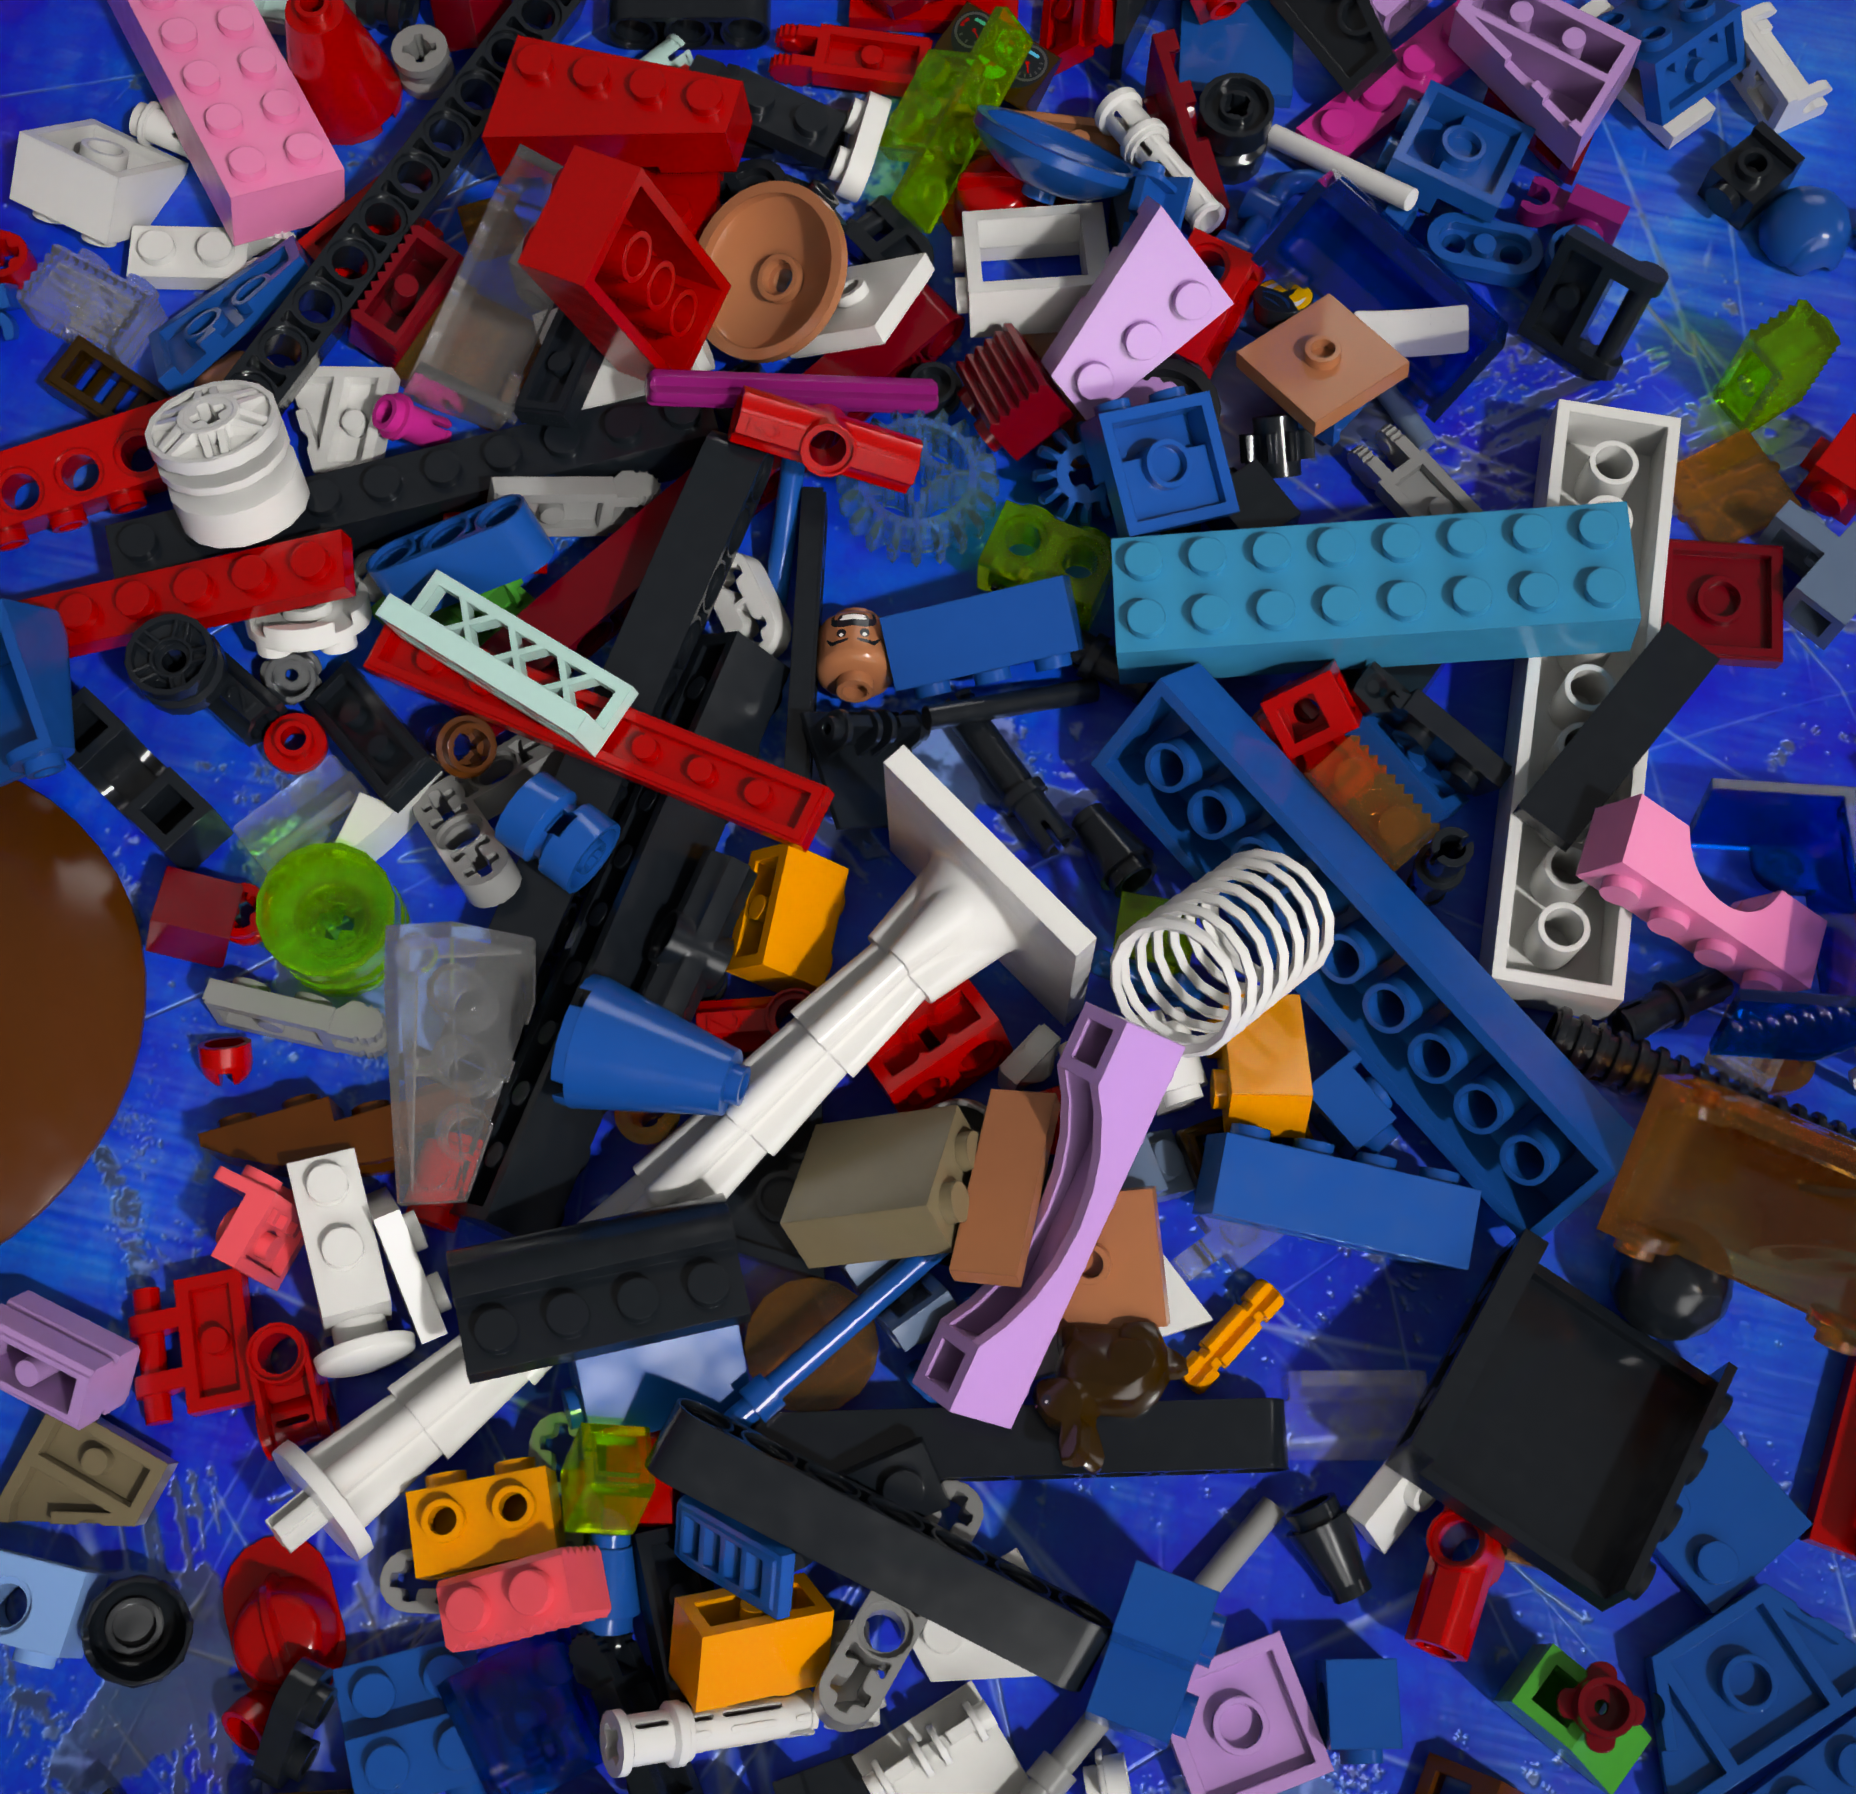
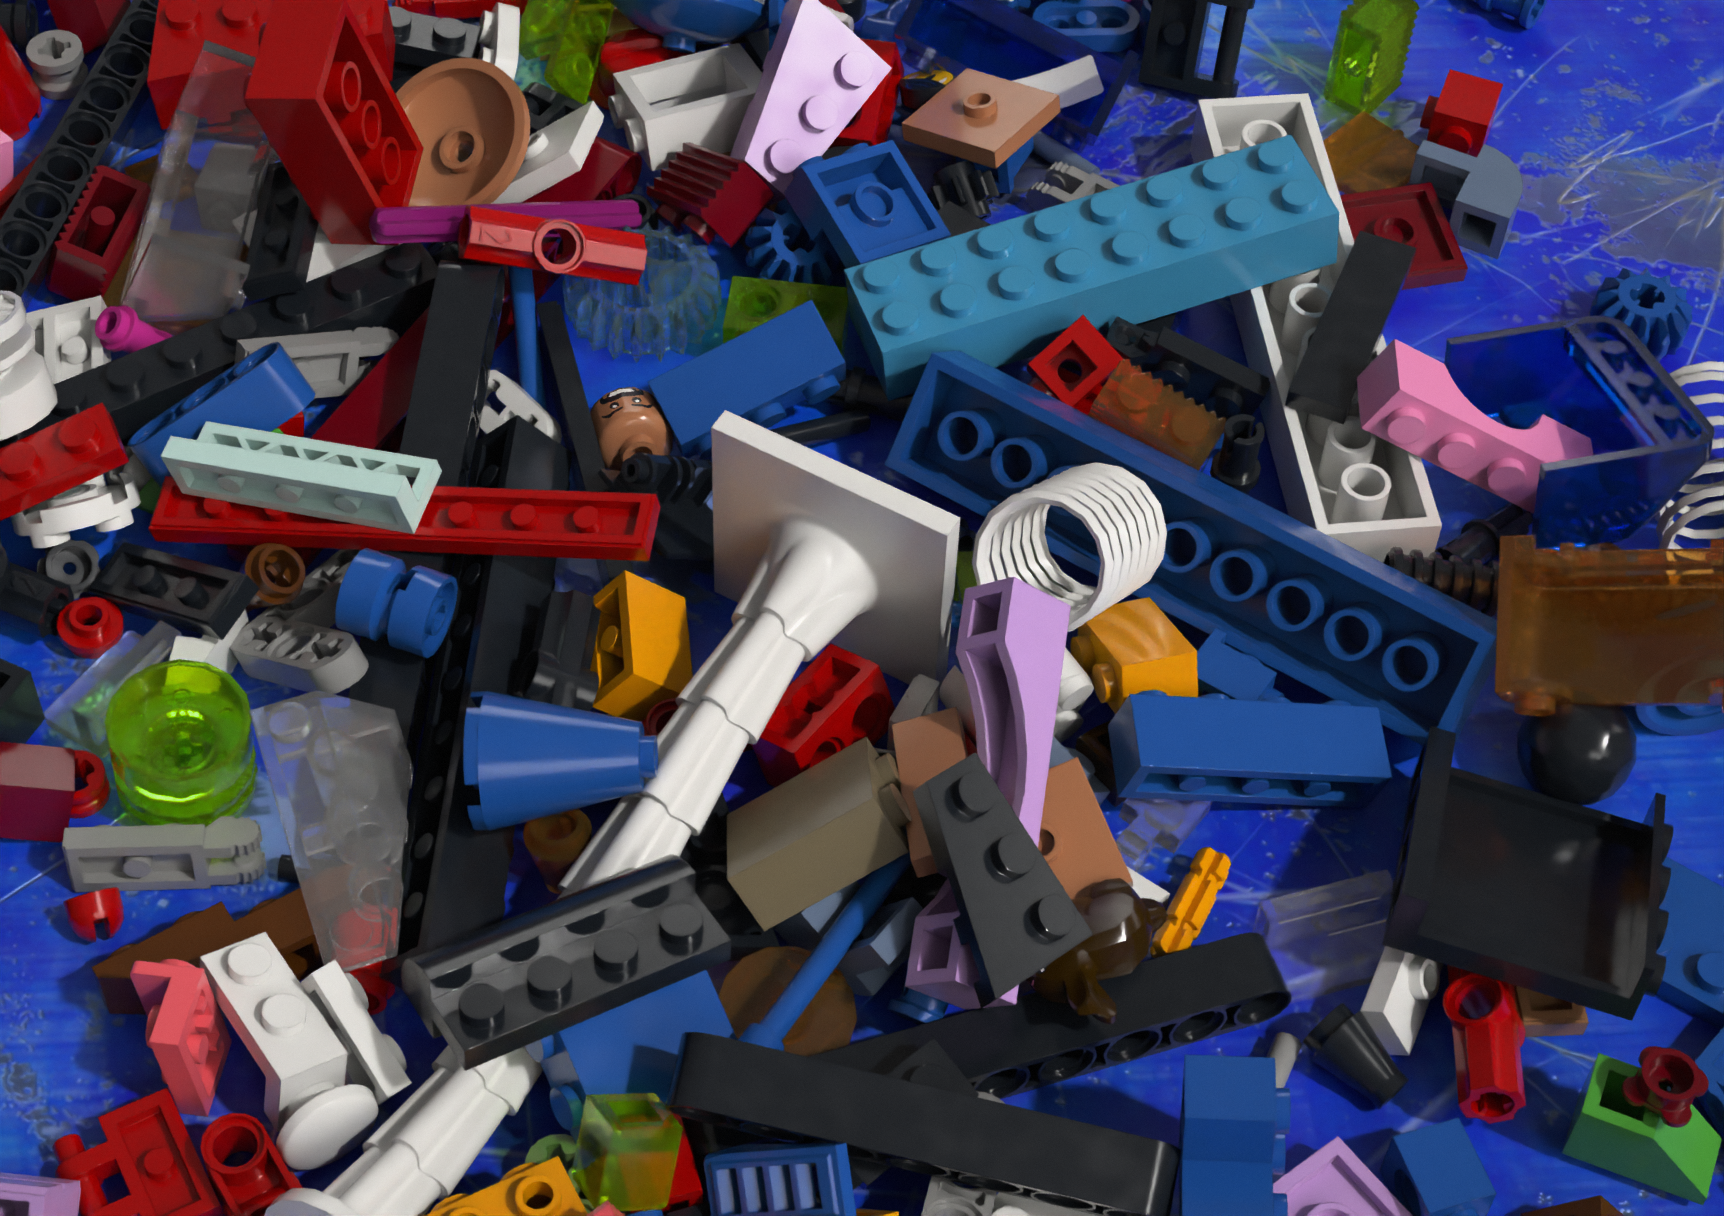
camera: 20 degrees left, 20 degrees down
(1021, 1330) = (1002, 885): none -> black wing

